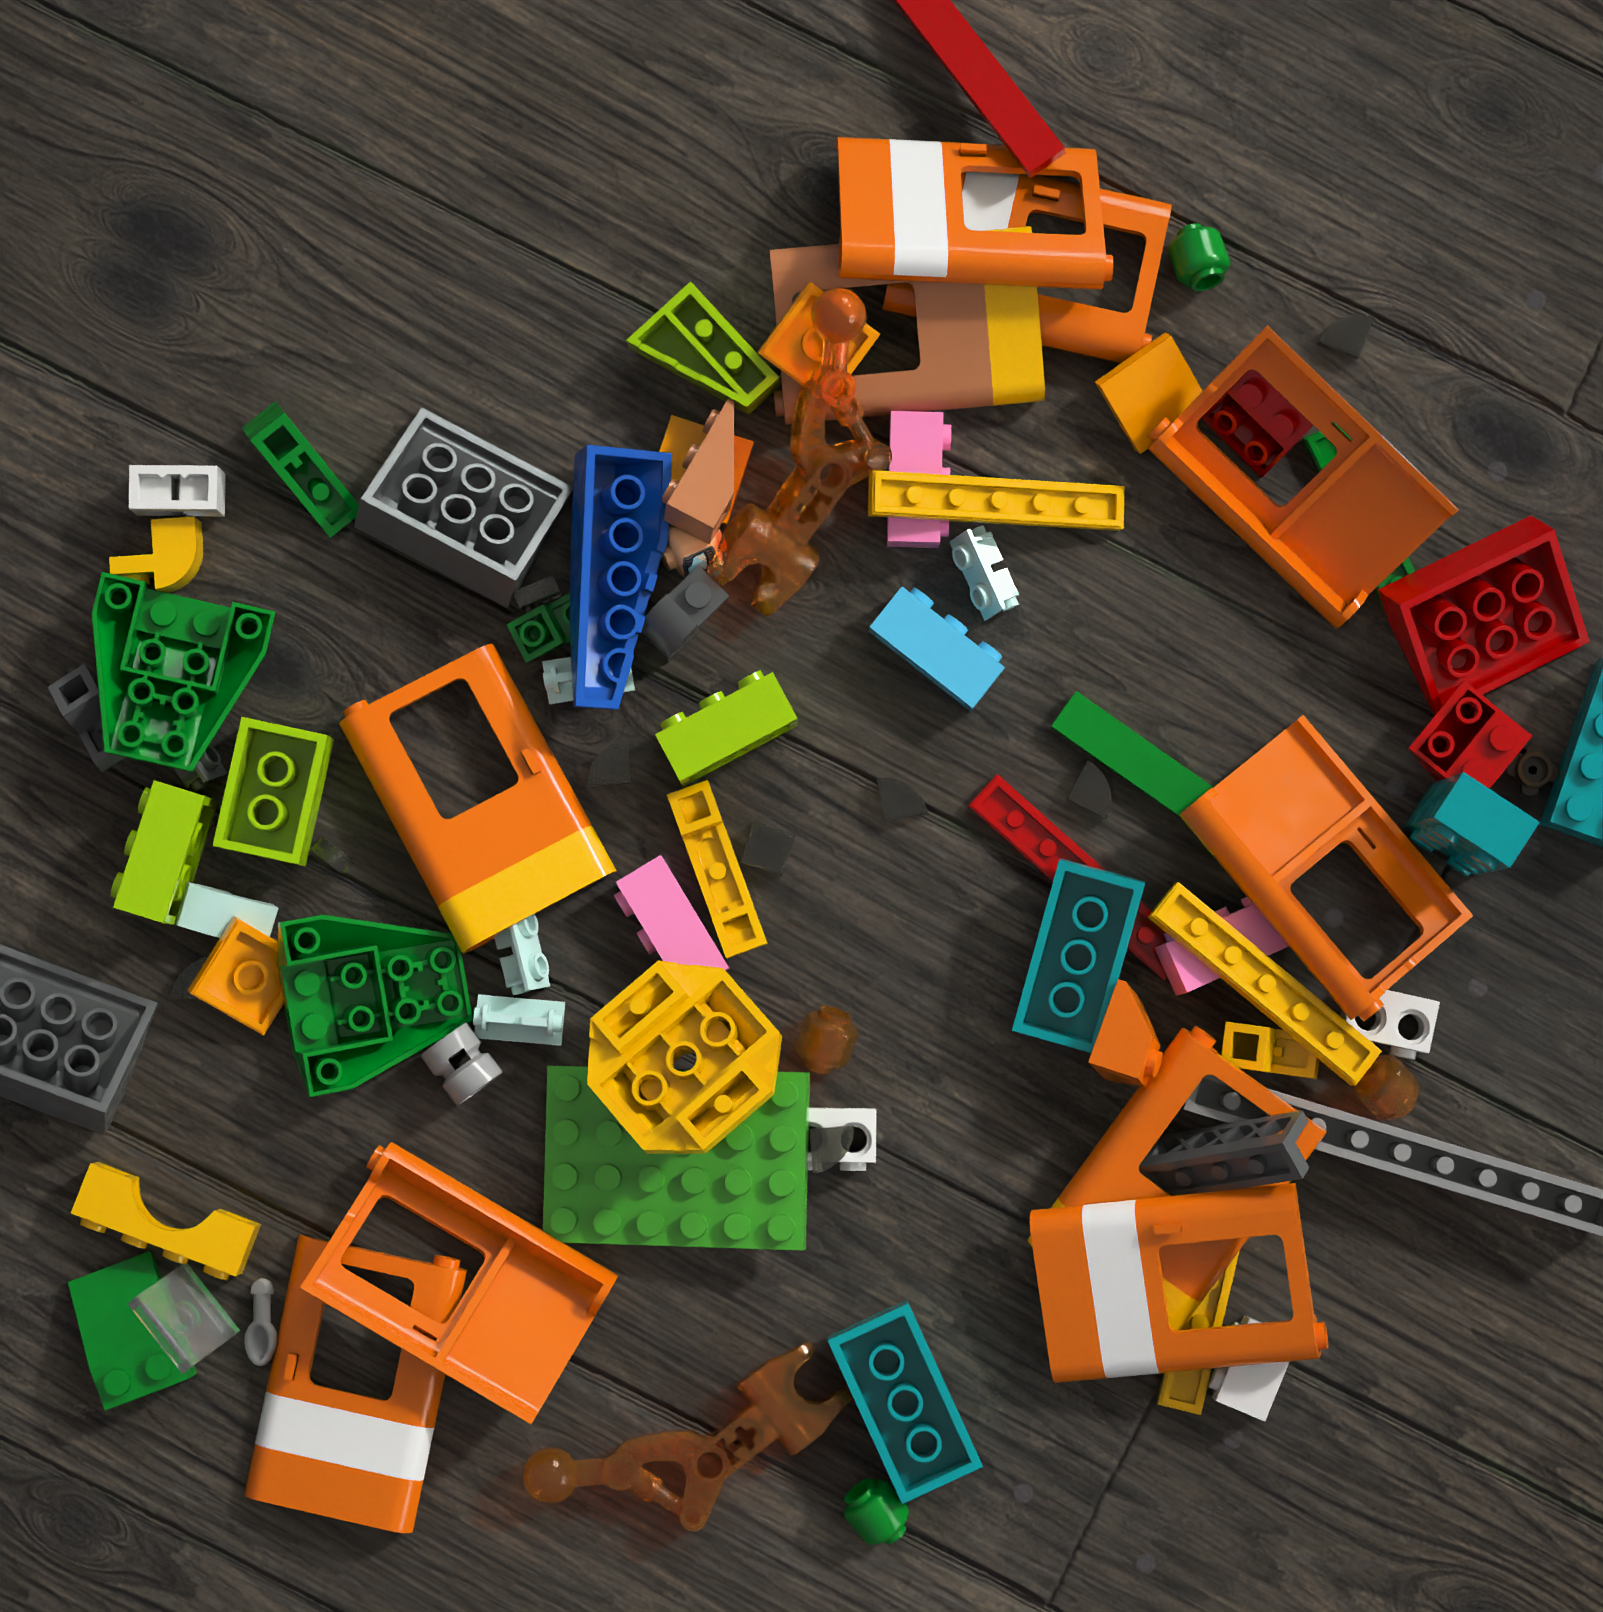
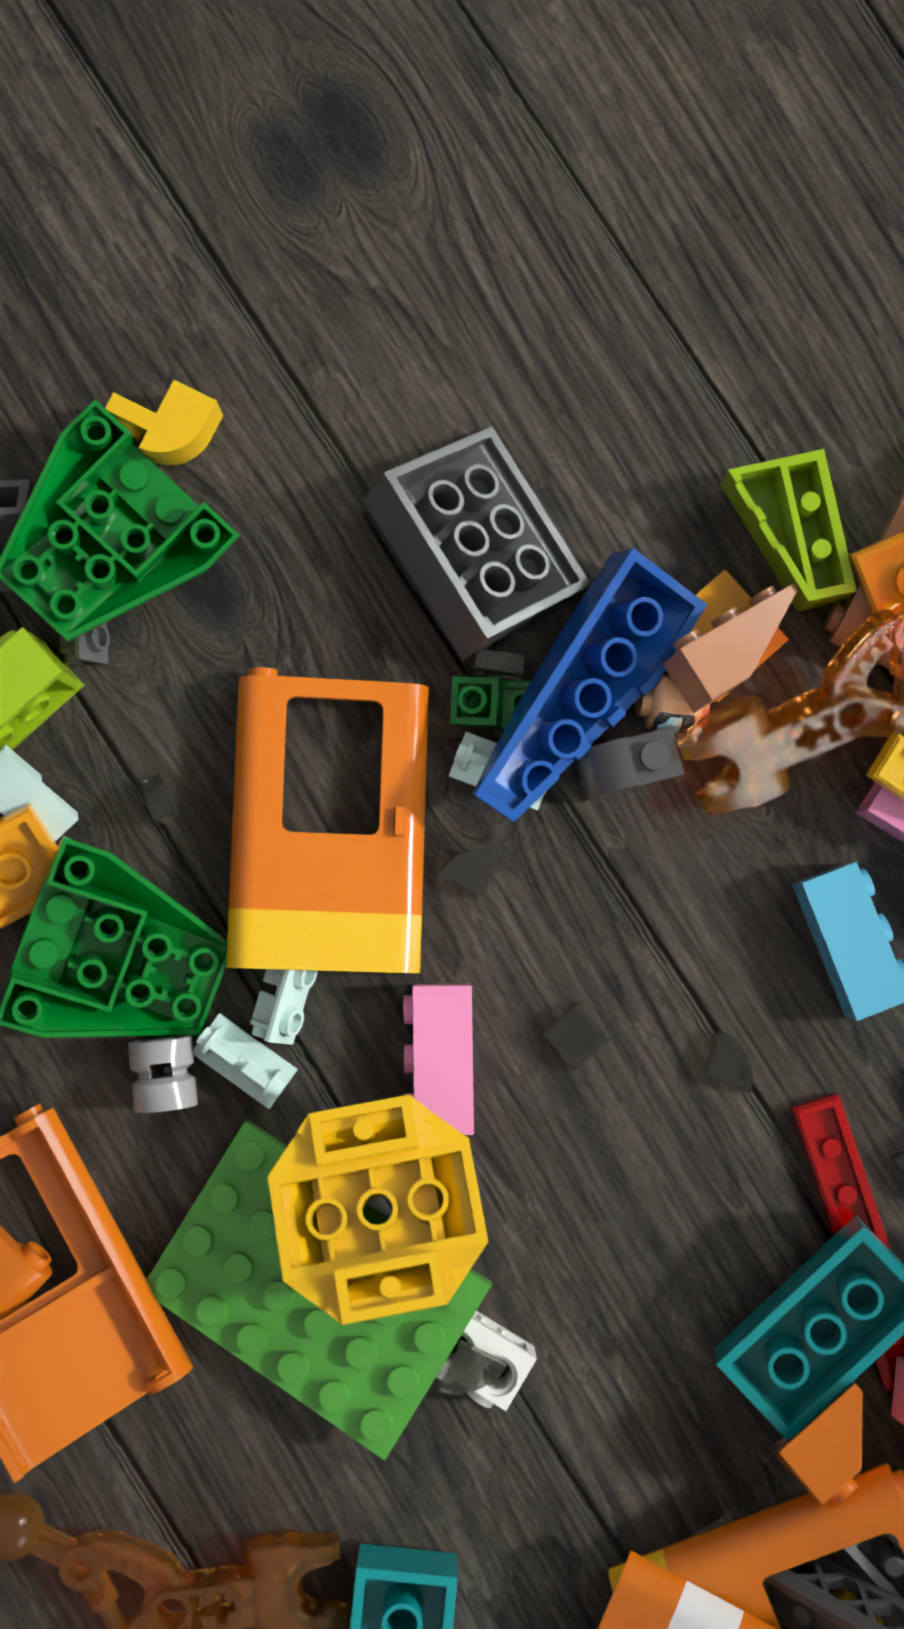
camera: 30 degrees right, 0 degrees up
(177, 490) = (215, 367): white brick -> none
(273, 791) = (135, 707): lime brick -> none
(302, 469) = (345, 417): green slope -> none
(717, 869) = (516, 1030): yellow slope -> none
(726, 727) = (608, 898): lime brick -> none
(826, 1039) = (527, 1257): clear orange head -> none

